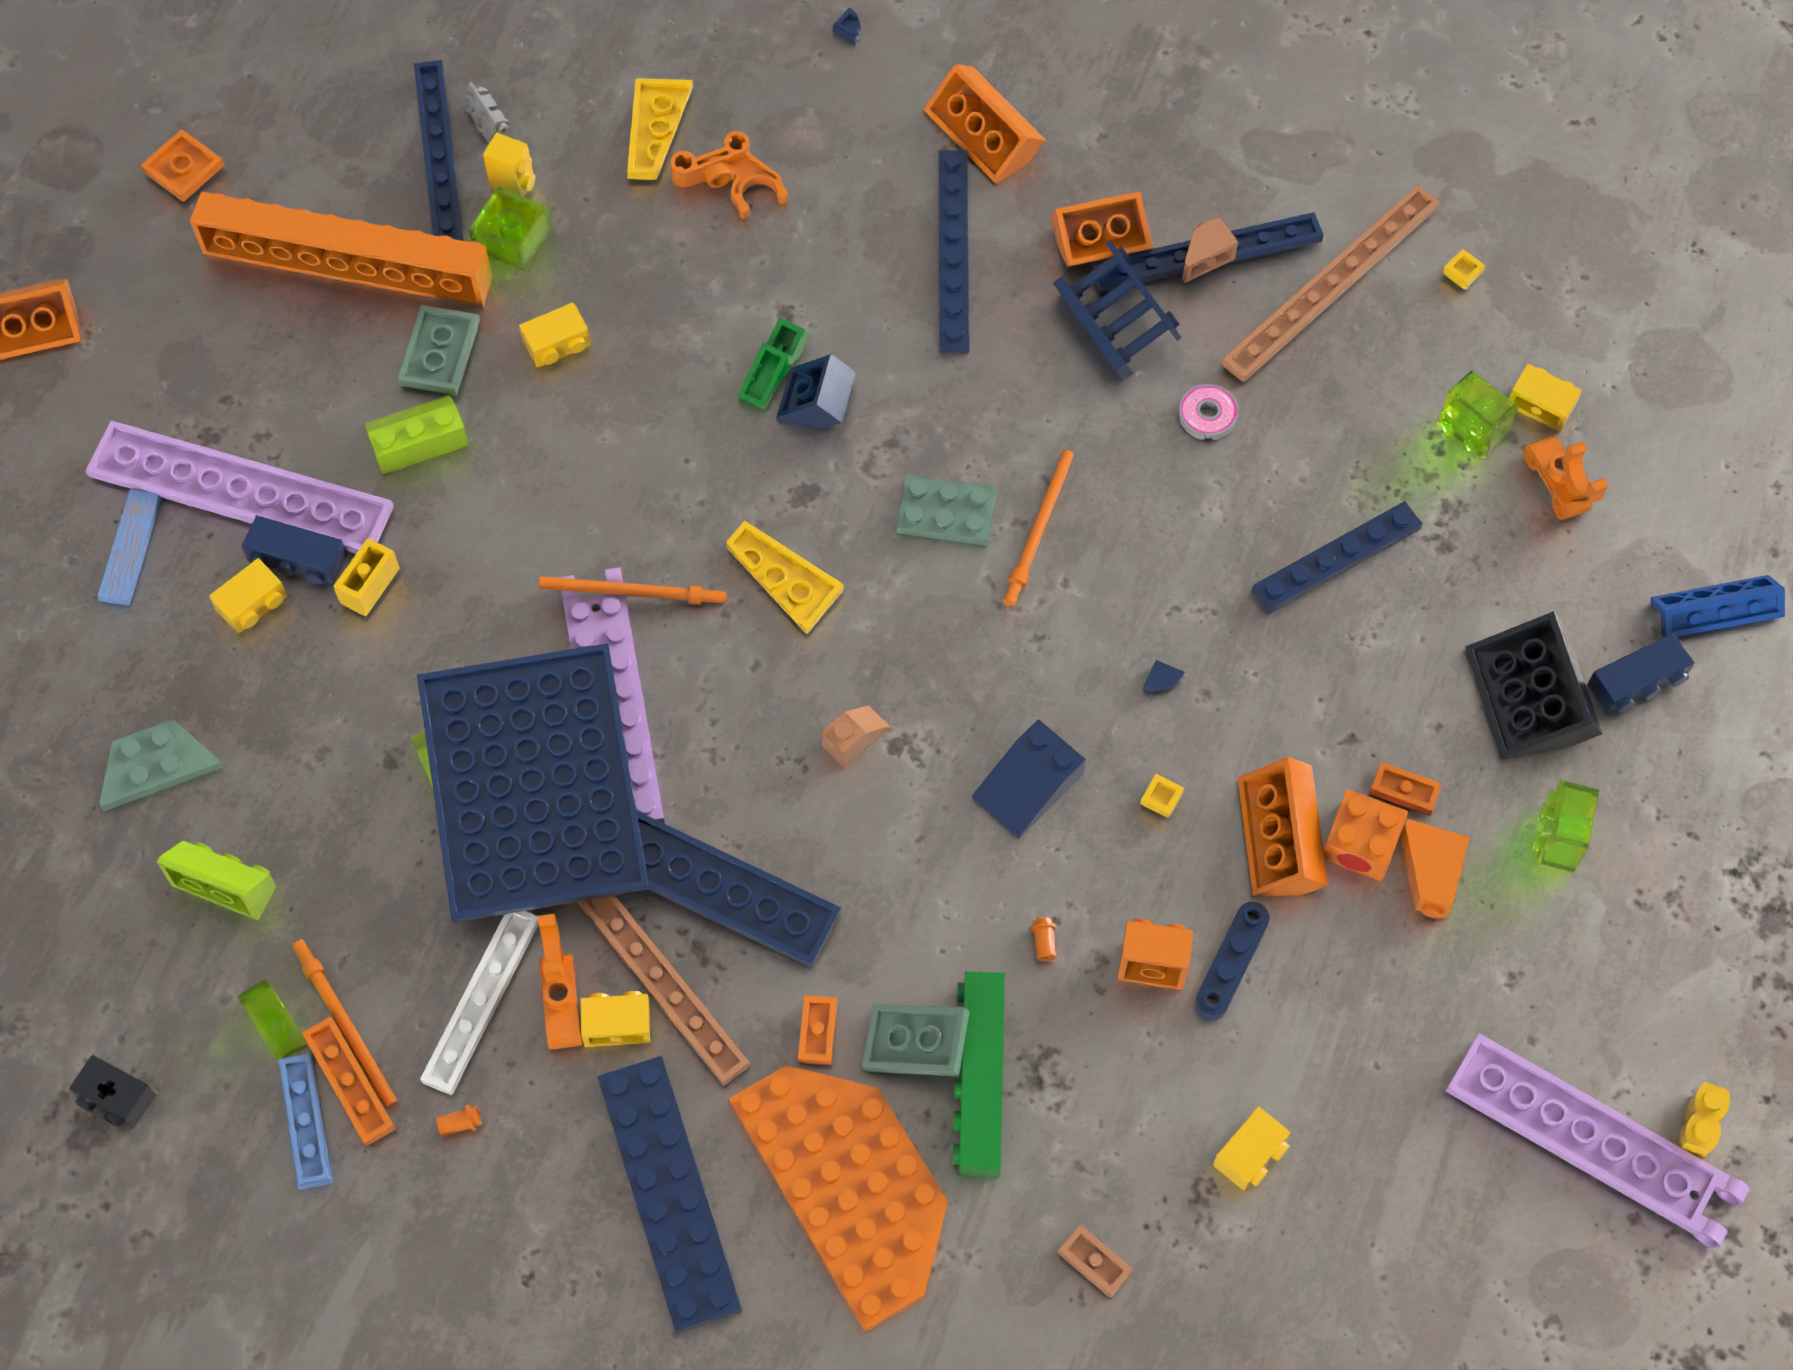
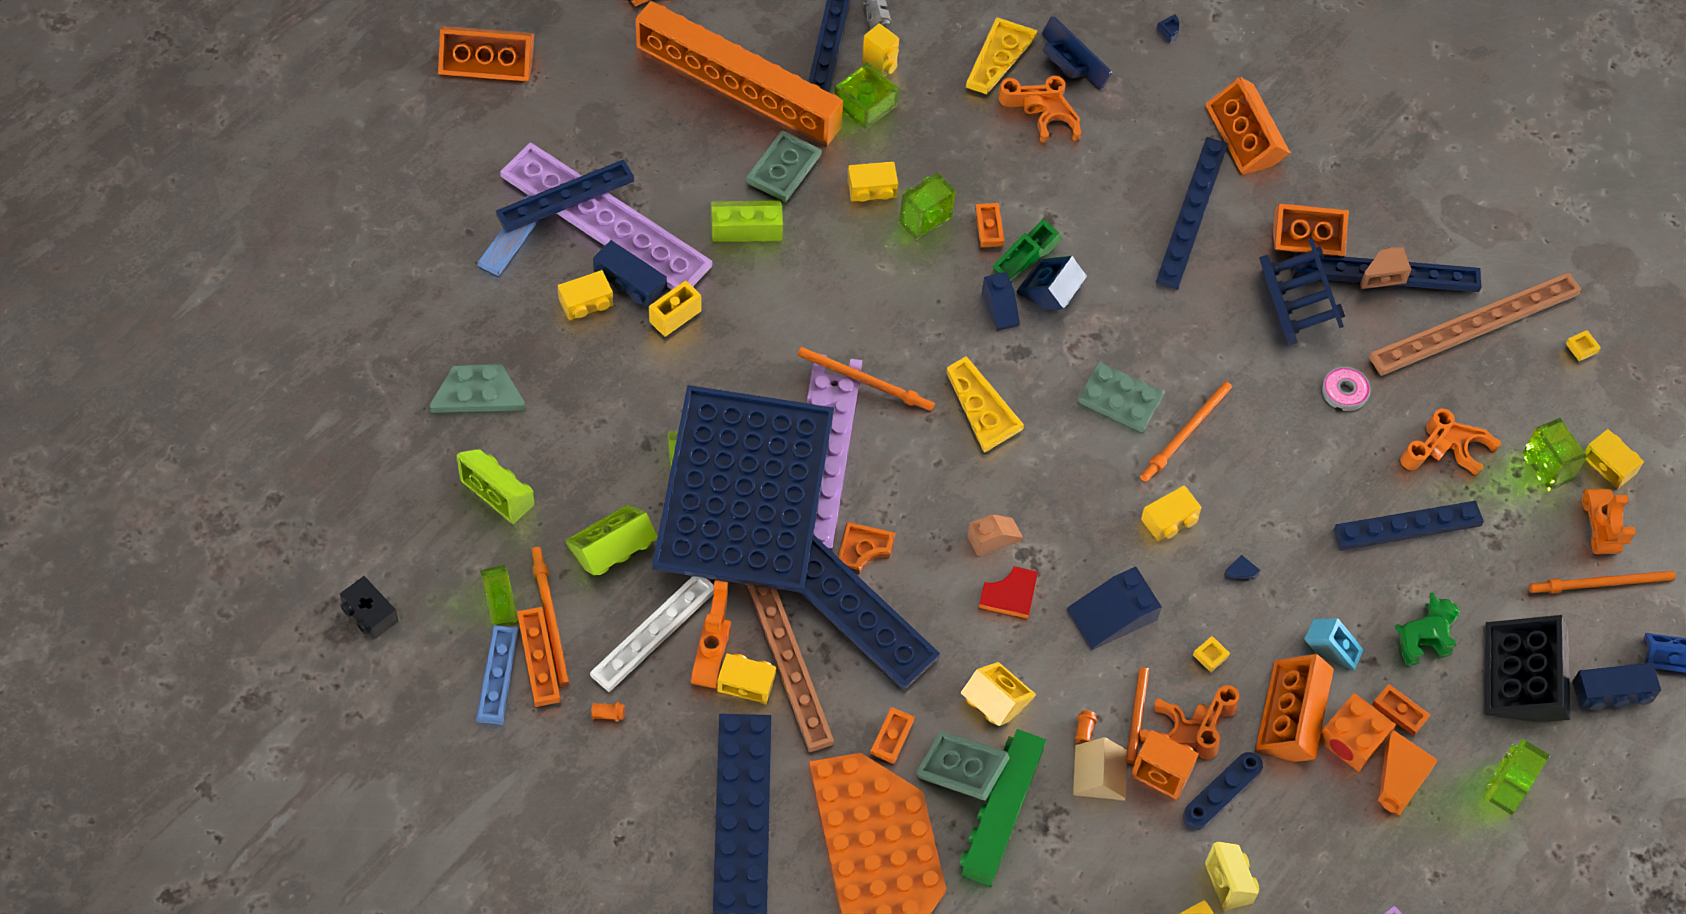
camera: 15 degrees right, 5 degrees down
(178, 477) = (564, 196): none -> dark blue plate
(388, 899) = (612, 539): none -> lime slope
(632, 345) = (927, 206): none -> clear neon green brick
(699, 800) = (864, 544): none -> orange tile
(716, 344) = (989, 225): none -> orange plate
(744, 97) = (1073, 55): none -> dark blue bracket
(762, 436) = (1001, 300): none -> dark blue slope
(900, 802) = (1010, 595): none -> red tile
(926, 933) = (997, 693): none -> yellow slope
(1056, 637) = (1171, 513): none -> yellow brick
(1079, 986) = (1100, 770): none -> tan slope
(1100, 902) = (1137, 715): none -> orange bar
(1182, 890) = (1202, 725): none -> orange piece
(1279, 1065) = (1231, 876): none -> light yellow slope
(1300, 732) = (1334, 642): none -> medium azure slope
(1342, 433) = (1445, 435): none -> orange piece
(1405, 680) = (1429, 631): none -> green animal
(1532, 574) = (1556, 585): none -> orange bar

